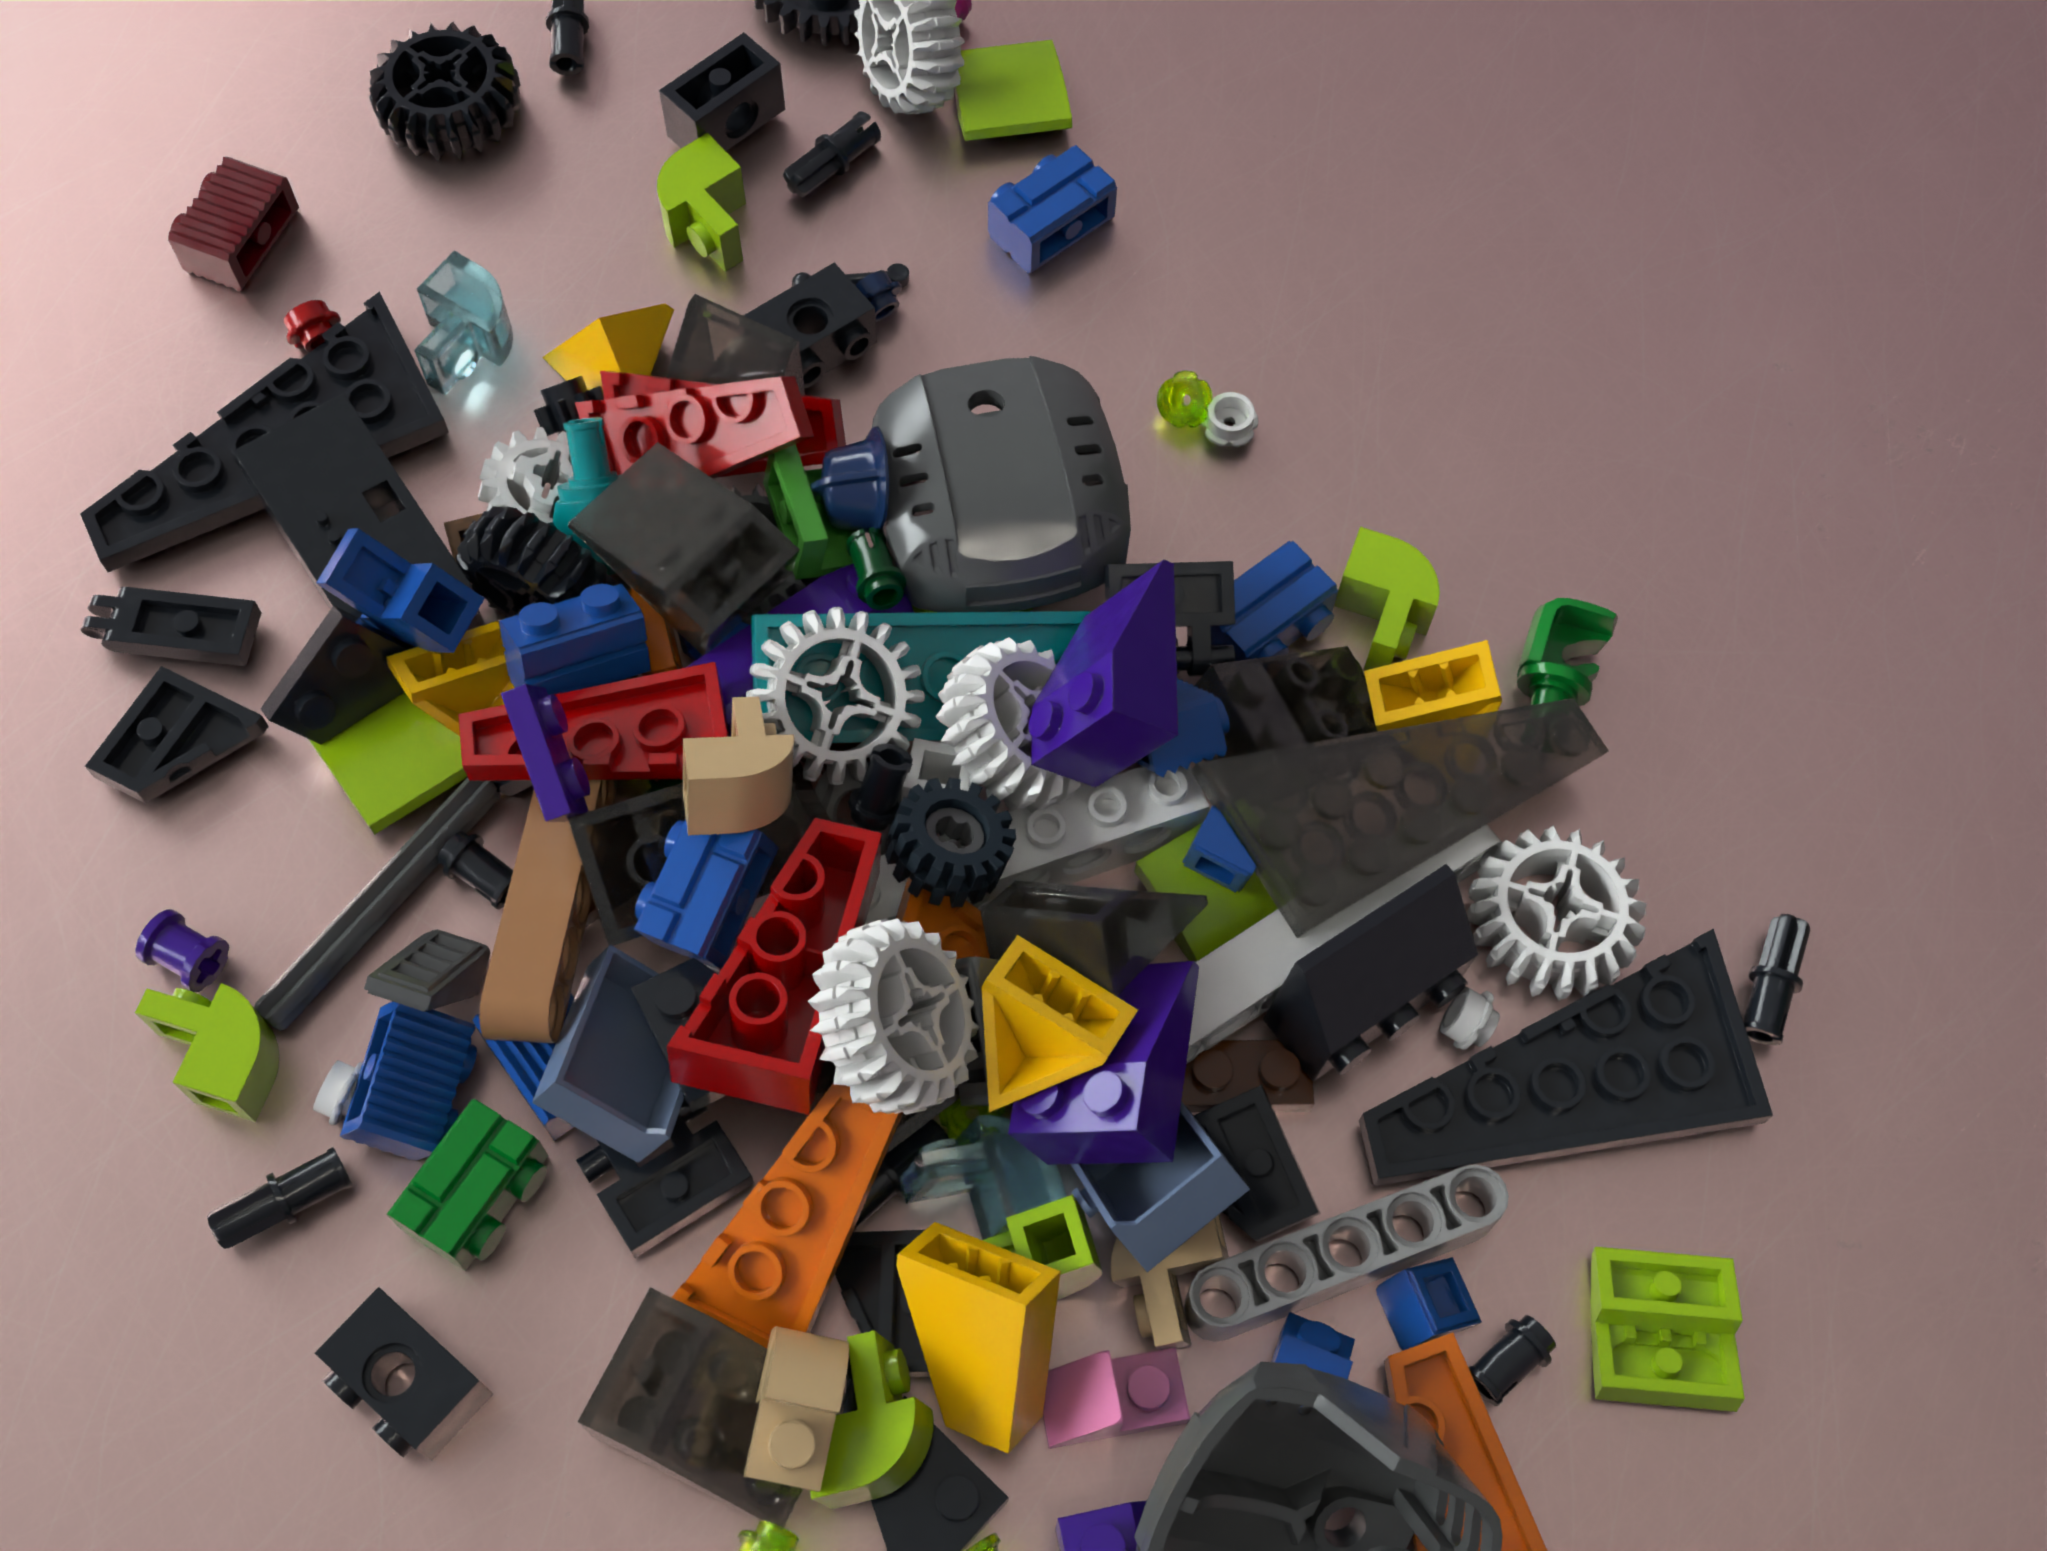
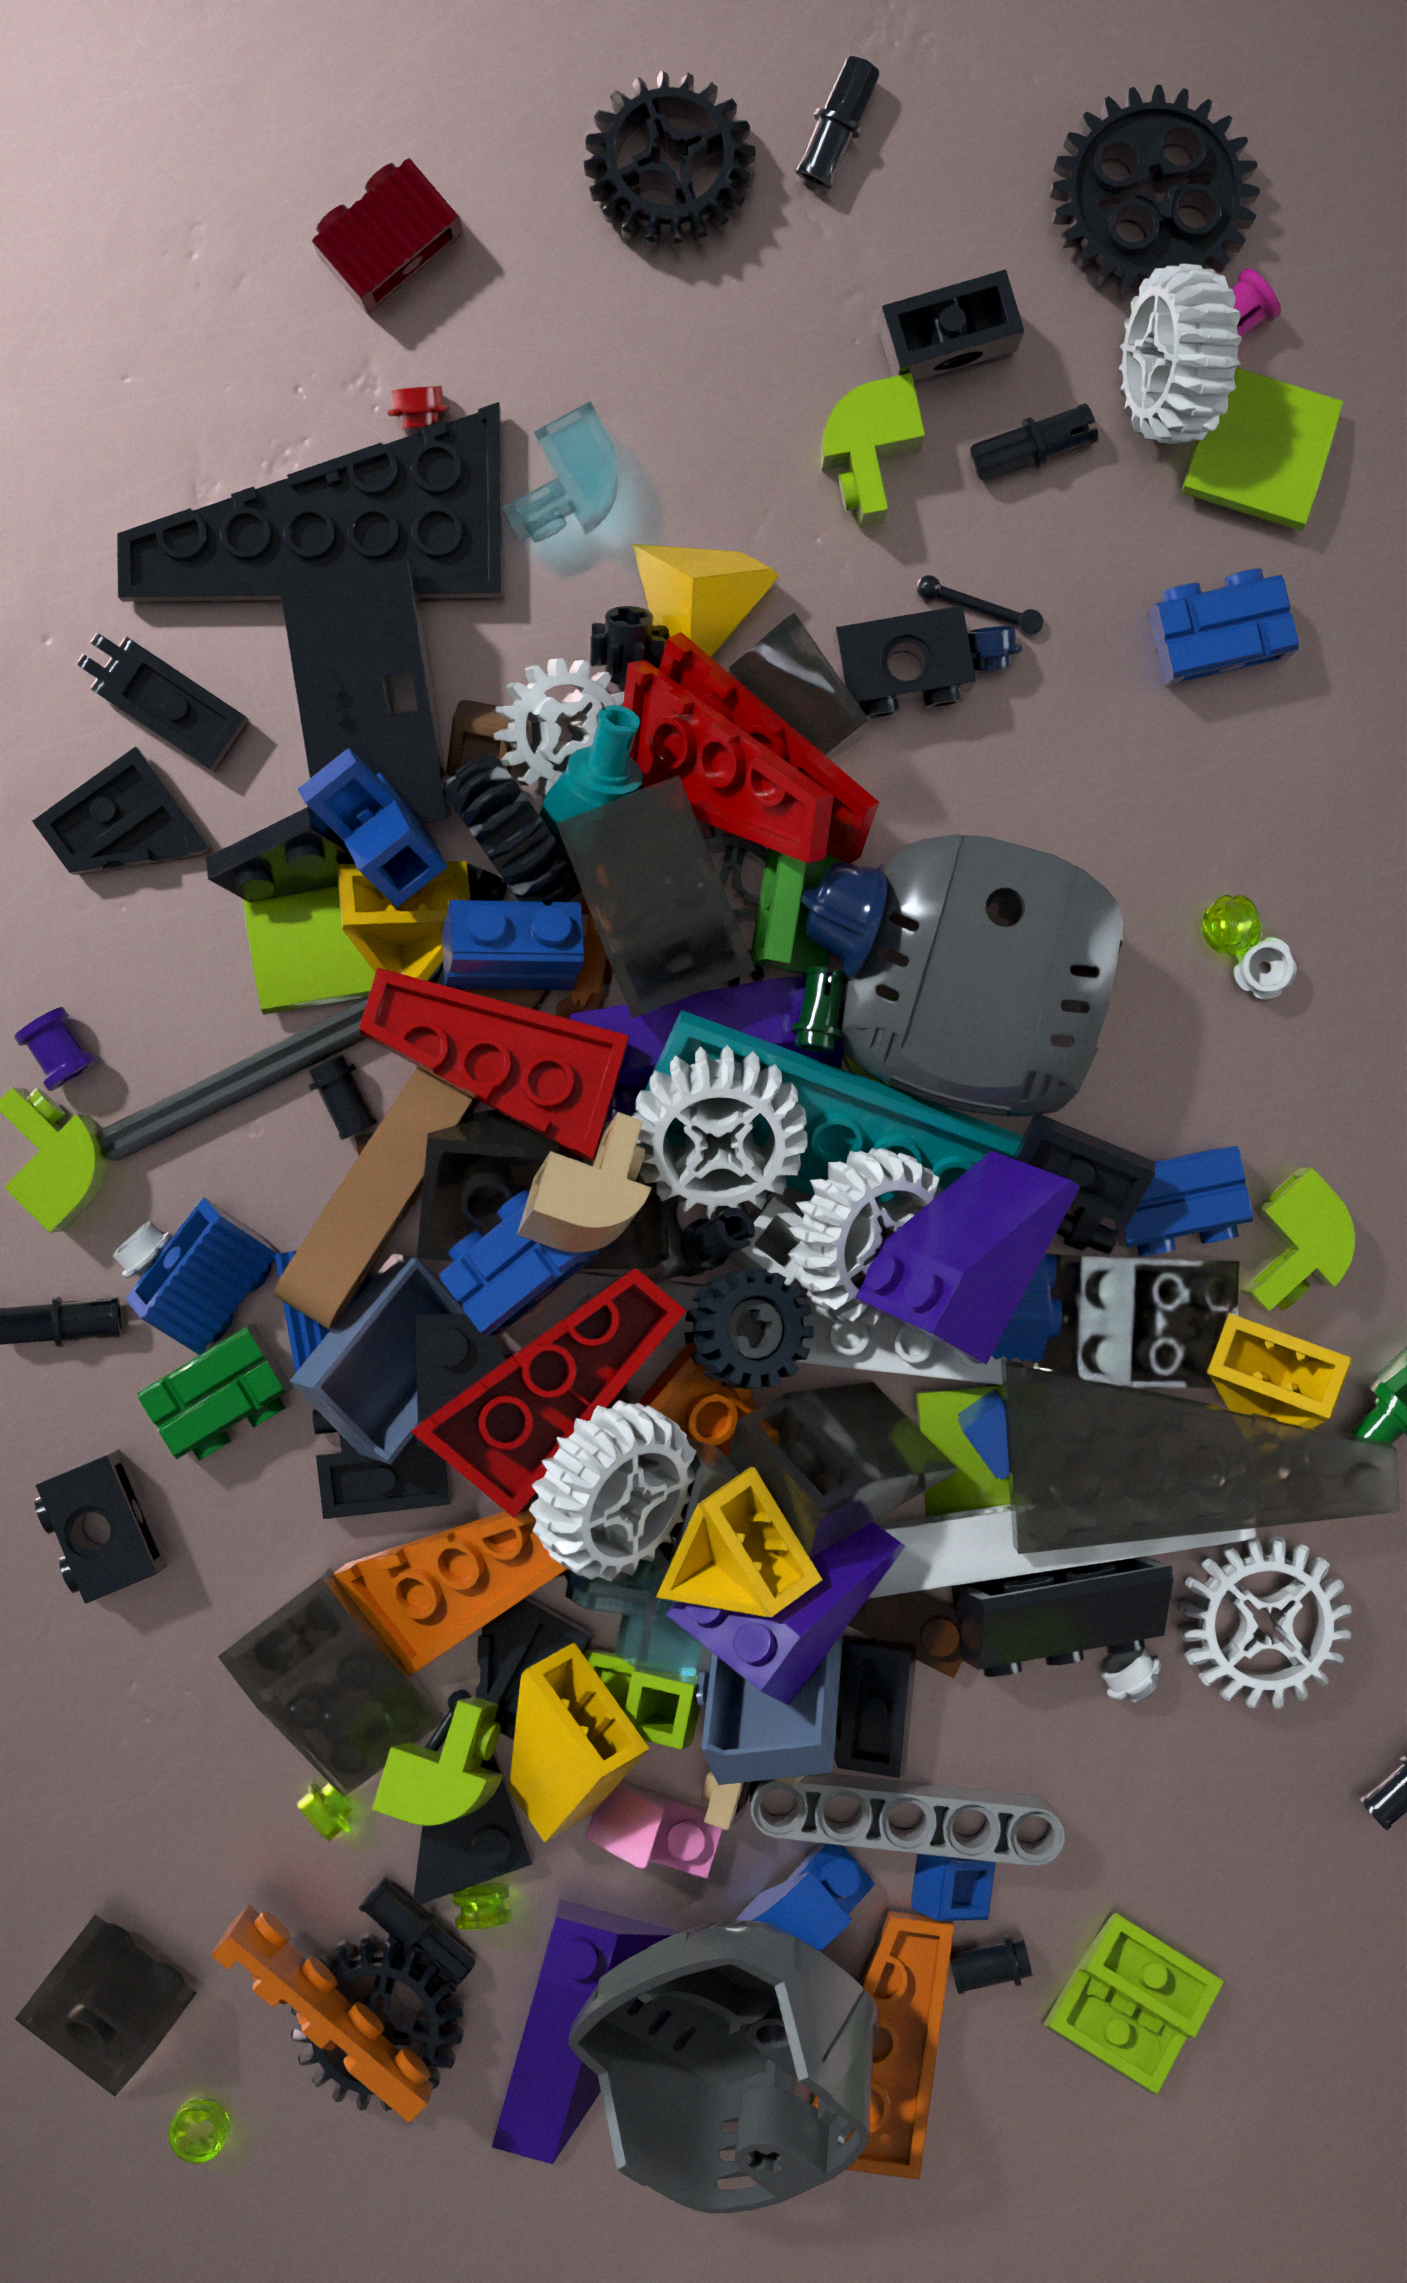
camera: 30 degrees right, 25 degrees up
(432, 972) = (260, 1188): dark grey slope -> none
(538, 727) = (434, 1055): dark purple plate -> none
(797, 1408) = (399, 1735): tan brick -> none
(1608, 1071) = (1218, 1777): black wing -> none

